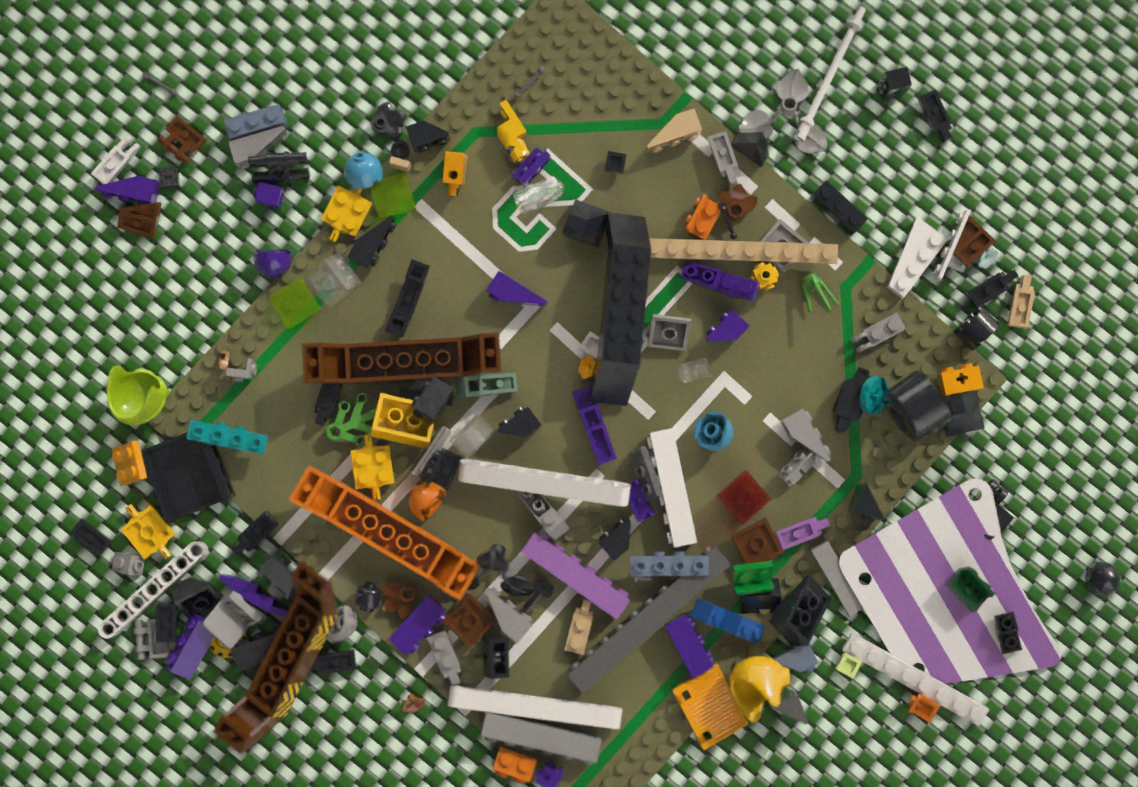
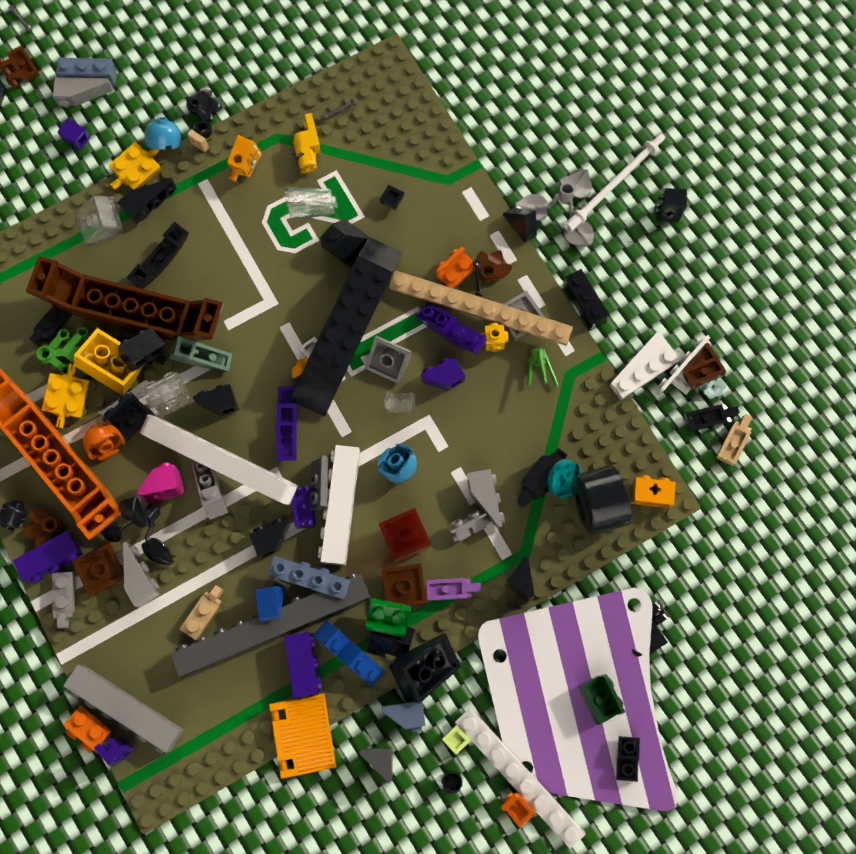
camera: 20 degrees right, 10 degrees down
(272, 262) = (51, 189): dark purple cylinder -> none
(279, 167) = (91, 112): black pin -> none
(294, 303) = (56, 230): clear neon green plate -> none
(392, 196) = (181, 165): clear neon green plate -> none
(412, 704) = (14, 635): dark orange plant -> none
(426, 135) = (229, 124): black slope -> none
(496, 657) = (109, 612): black brick -> none
(501, 522) = (162, 484): none -> dark pink slope
(510, 291) = (255, 280): dark purple slope -> none
(531, 166) = (316, 177): dark purple bracket -> none
(535, 707) = (129, 676): white beam -> none
(538, 595) = (175, 568): black bar -> none
(575, 575) = (216, 559): medium lavender brick -> none
(641, 600) = (269, 602): none -> blue slope
(680, 127) = (456, 186): tan slope -> none
(724, 156) = (493, 222): light grey hinge -> none
(755, 681) = (355, 725): yellow piece -> none
(830, 567) = (469, 630): light grey tile -> none
(860, 705) = (452, 781): none -> black wheel
(880, 331) = (589, 423): light grey hinge -> none
(936, 115) = (703, 246): black hinge -> none
(964, 413) = (646, 525): black slope -> none
(976, 328) = (683, 447): black brick -> none
(1102, 578) = (742, 735): black piece -> none

